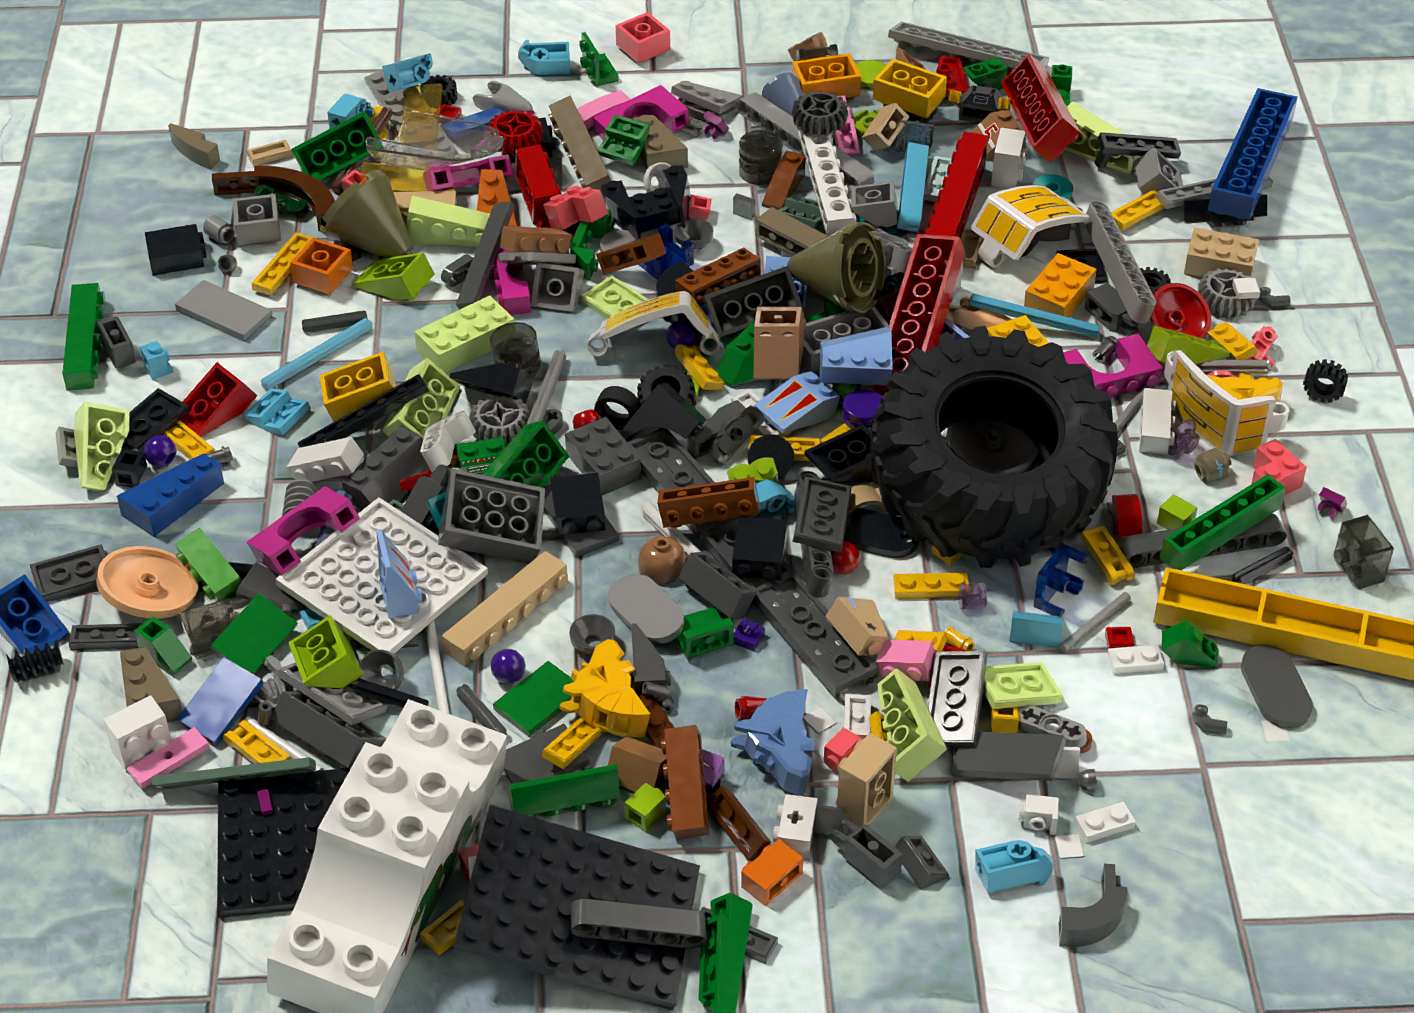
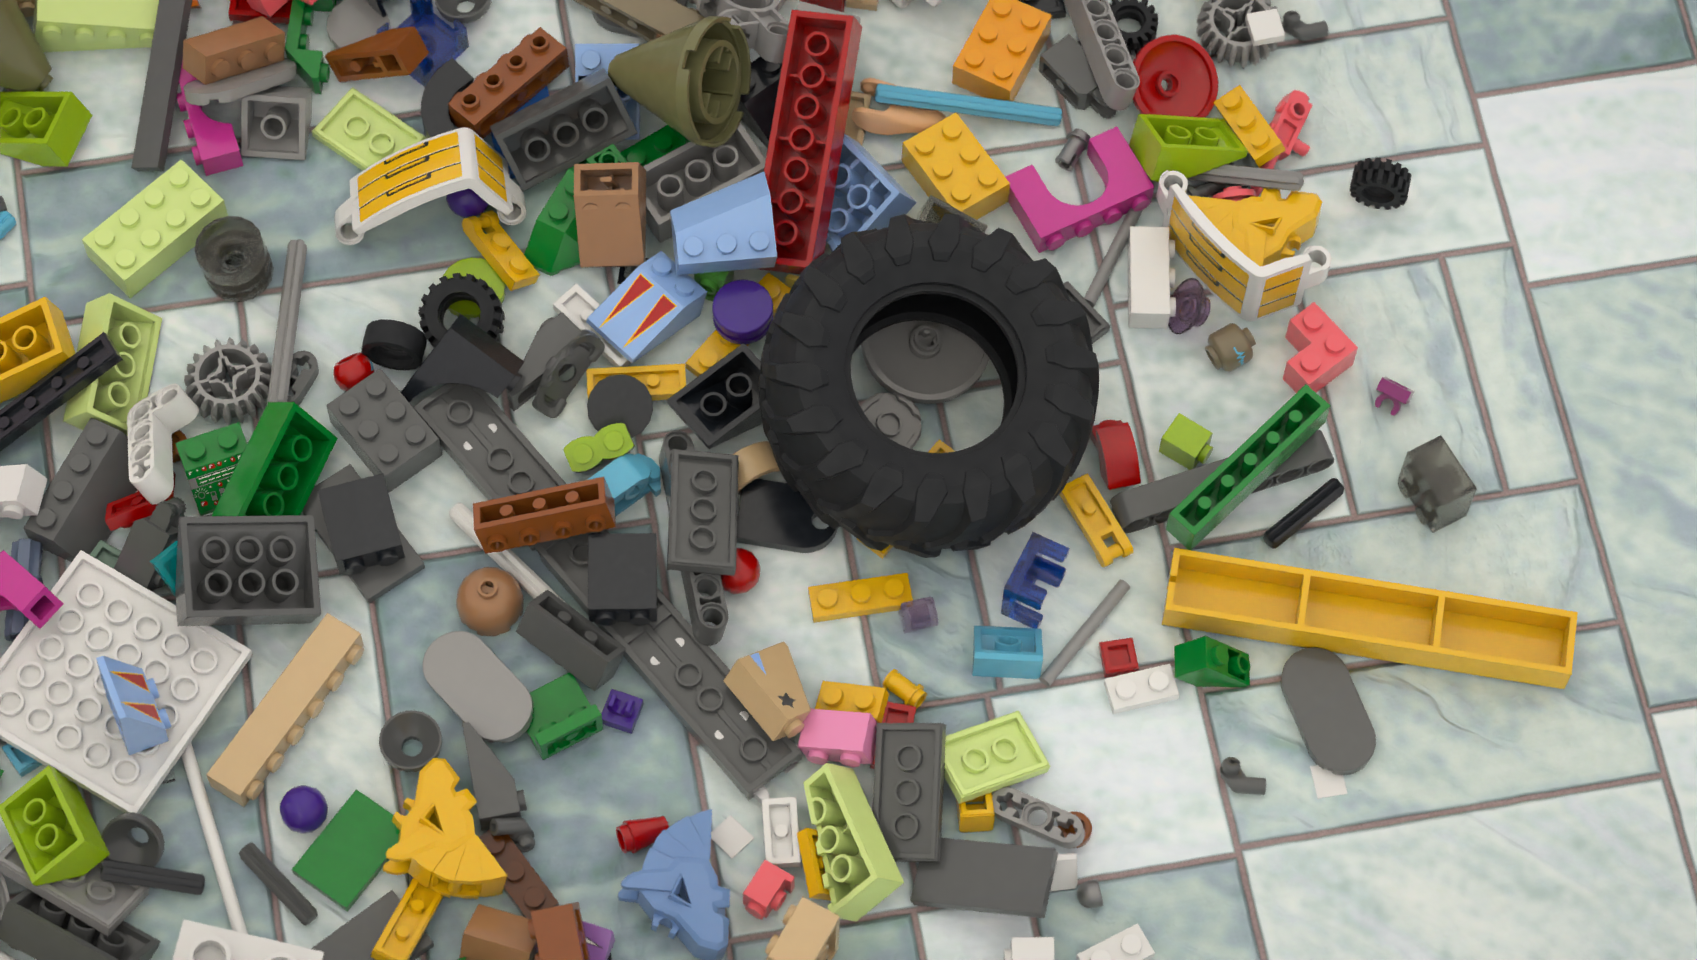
camera: 10 degrees left, 20 degrees up
(456, 271) = (125, 104): dark grey beam -> none
(497, 379) = (224, 321): black slope -> none

